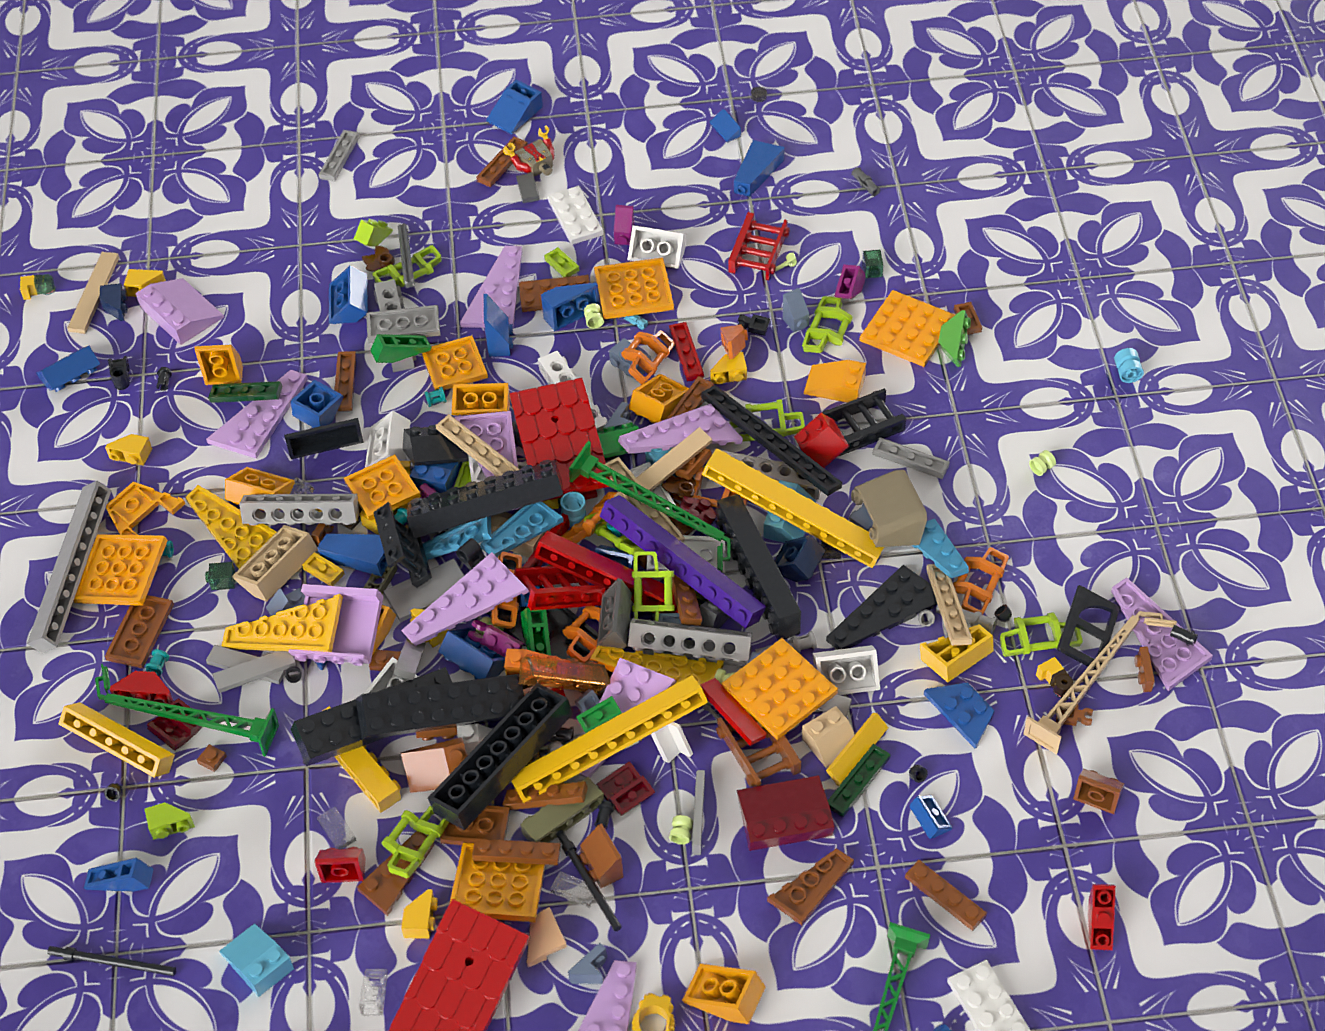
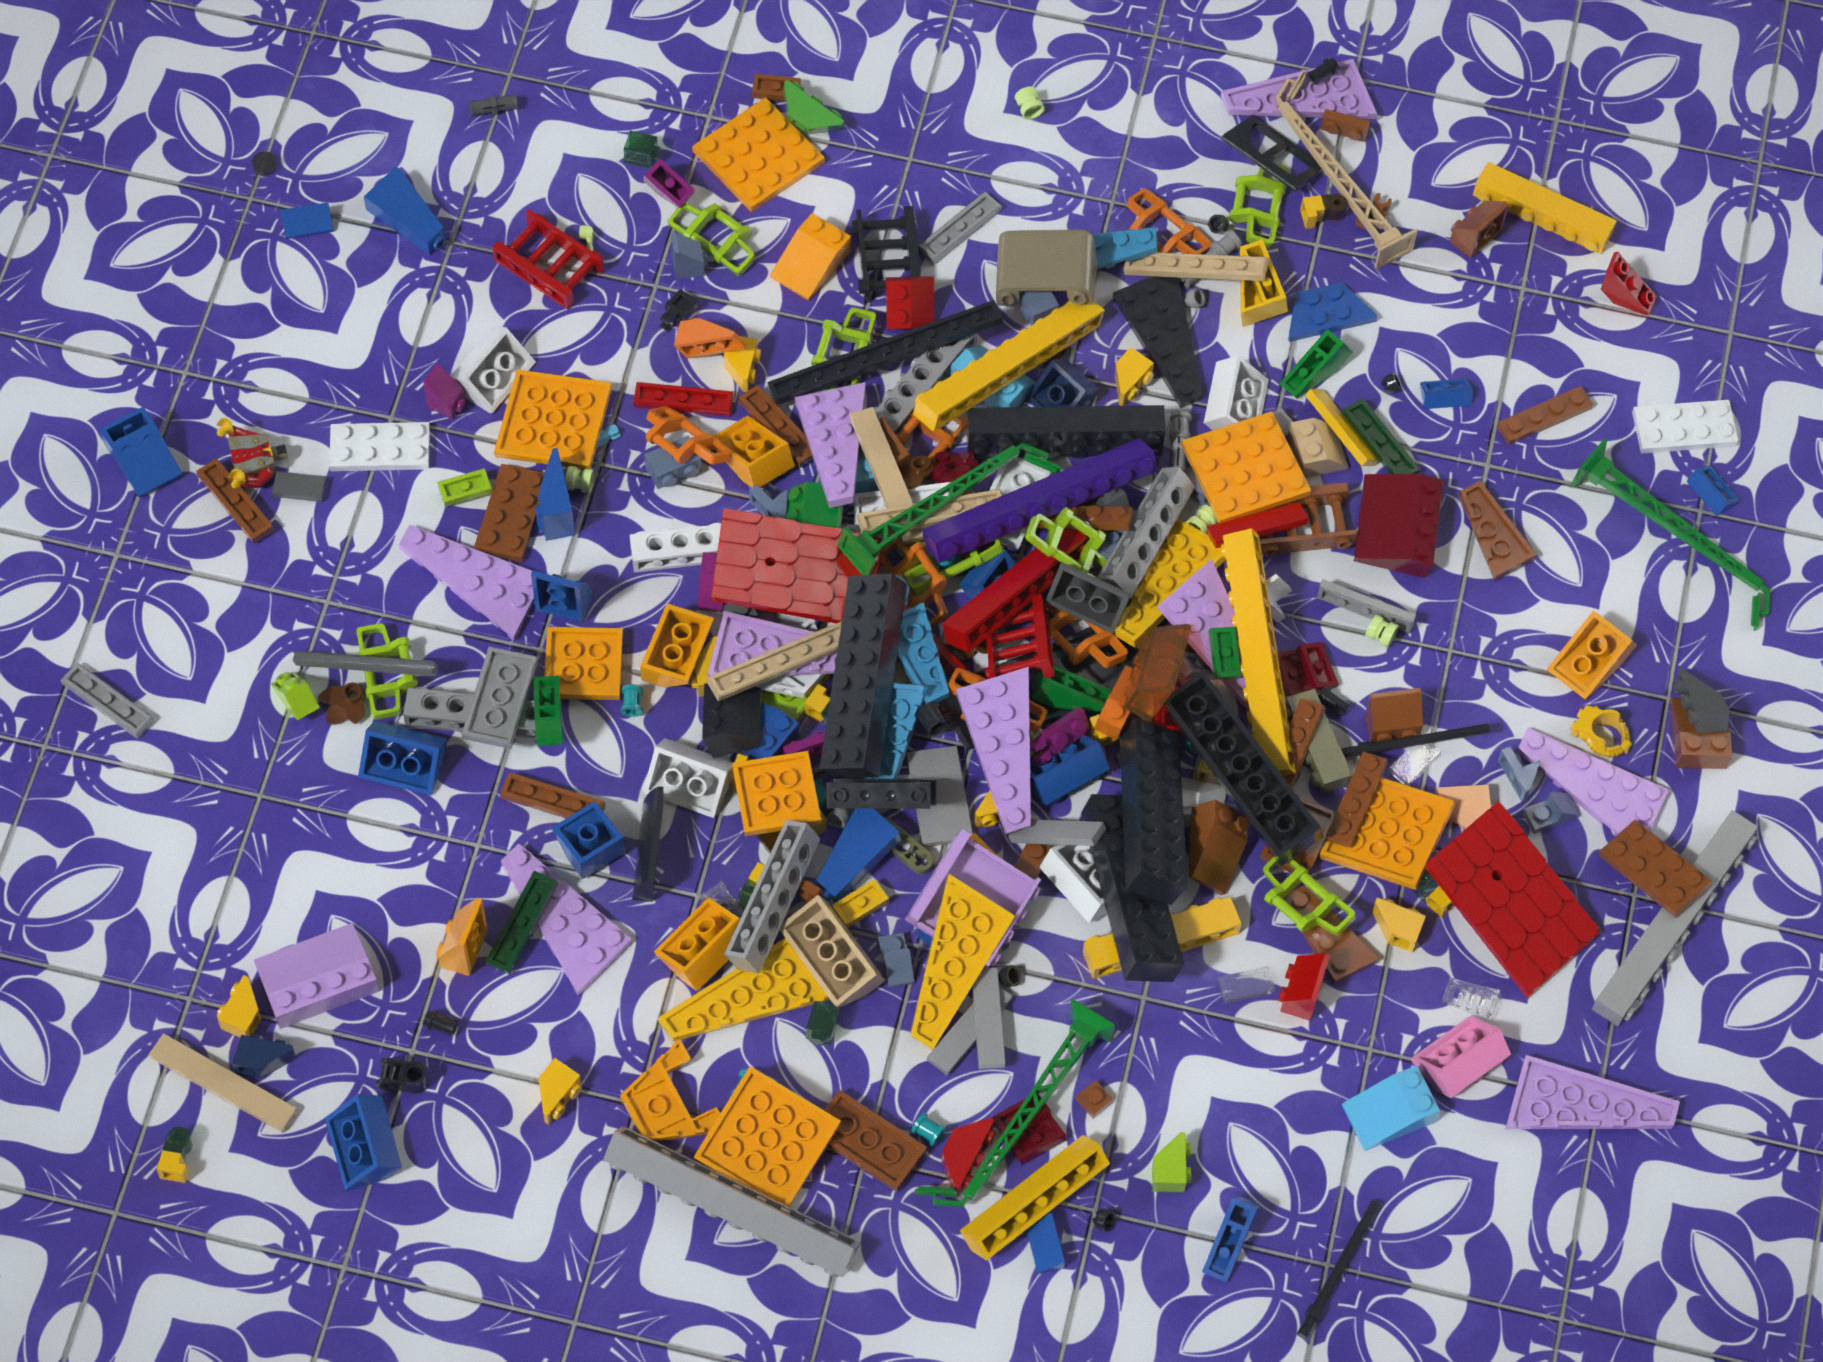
camera: 75 degrees left, 10 degrees up
(87, 762) = (1045, 1245): none -> blue slope
(315, 995) = (1462, 1056): none -> bright pink slope
(565, 1004) = (1551, 812): none -> sand blue slope
(832, 596) = (1131, 374): none -> yellow slope
(909, 715) = (1317, 364): none -> green slope
(1149, 836) = (1545, 208): none -> yellow brick

